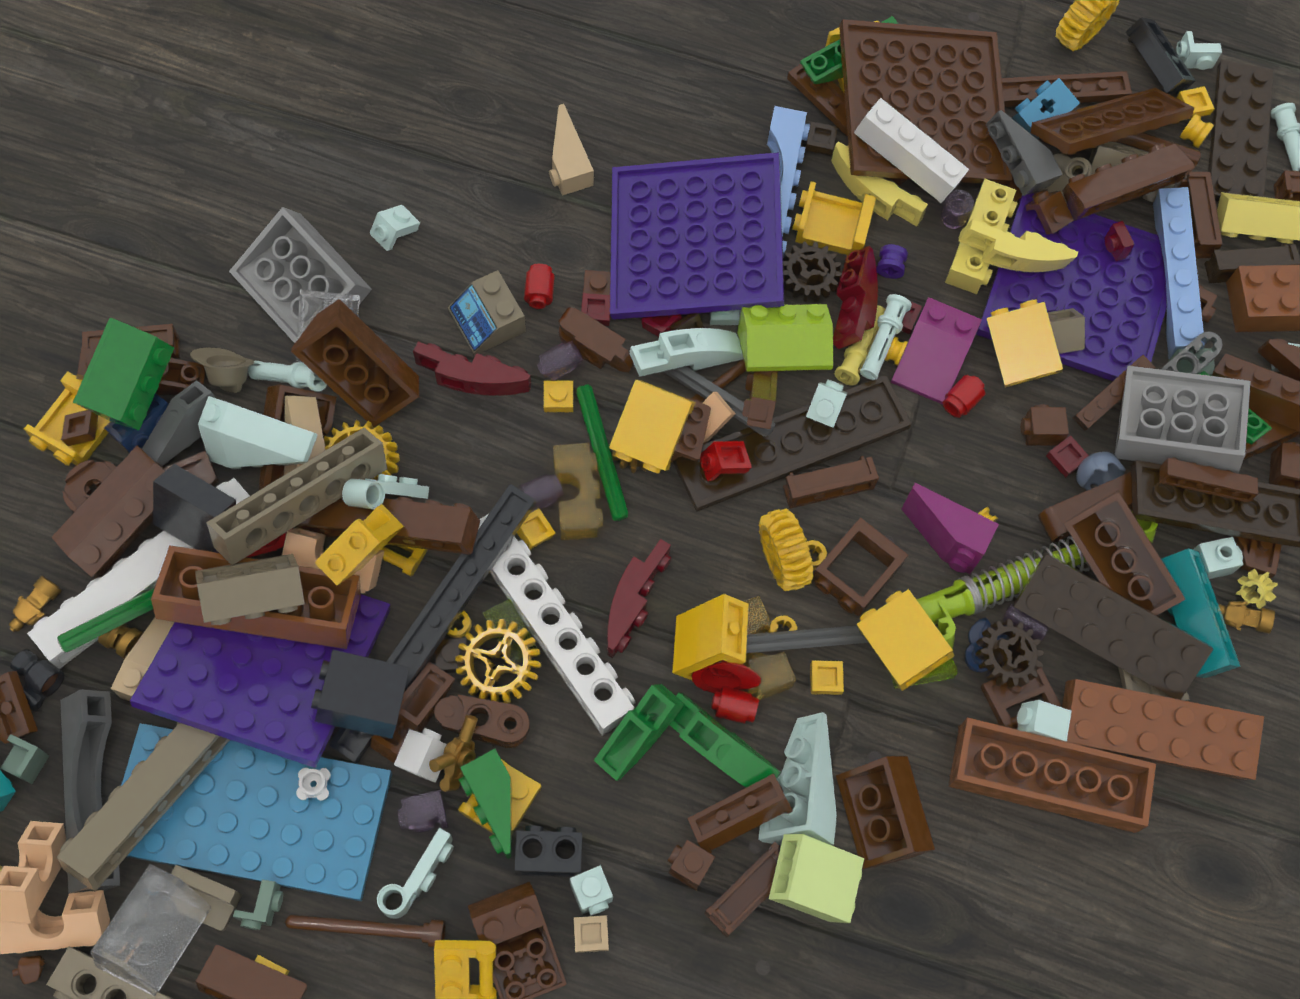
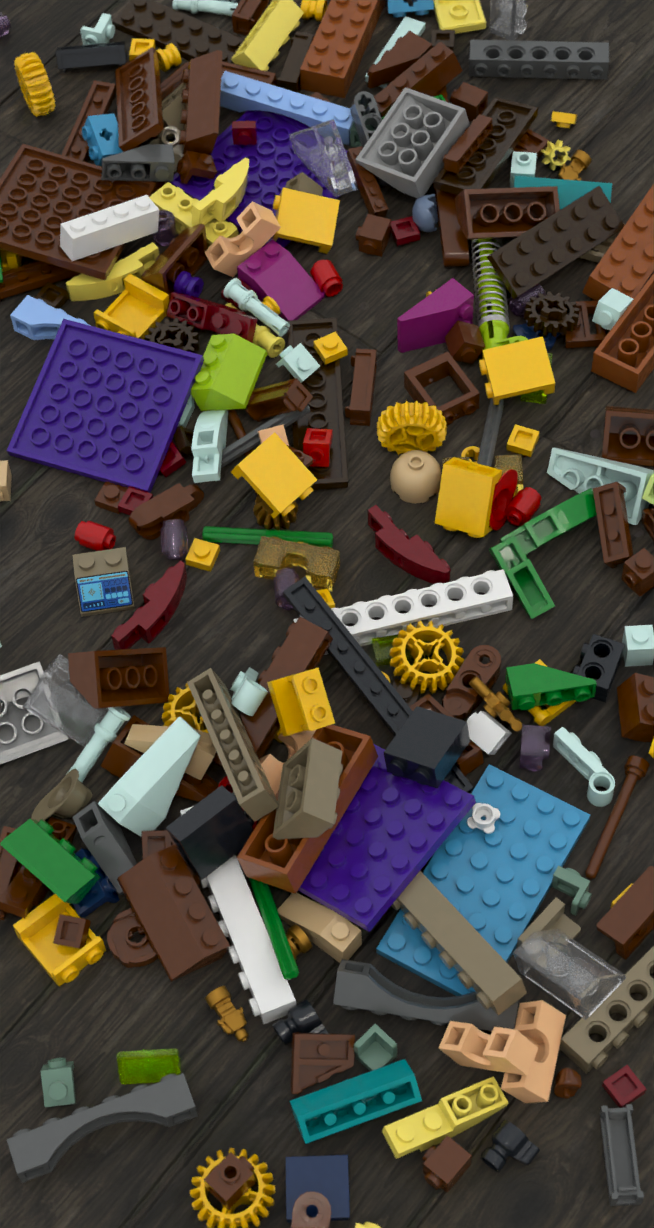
camera: 60 degrees left, 10 degrees down
(734, 573) = (415, 476): none -> tan cylinder
(864, 430) = (330, 348): none -> yellow plate
(925, 241) = (183, 254): none -> reddish brown slope
(932, 570) = (465, 342): none -> reddish brown brick
(977, 295) = (258, 227): none -> light nougat arch
(1122, 337) = (325, 156): none -> clear wedge

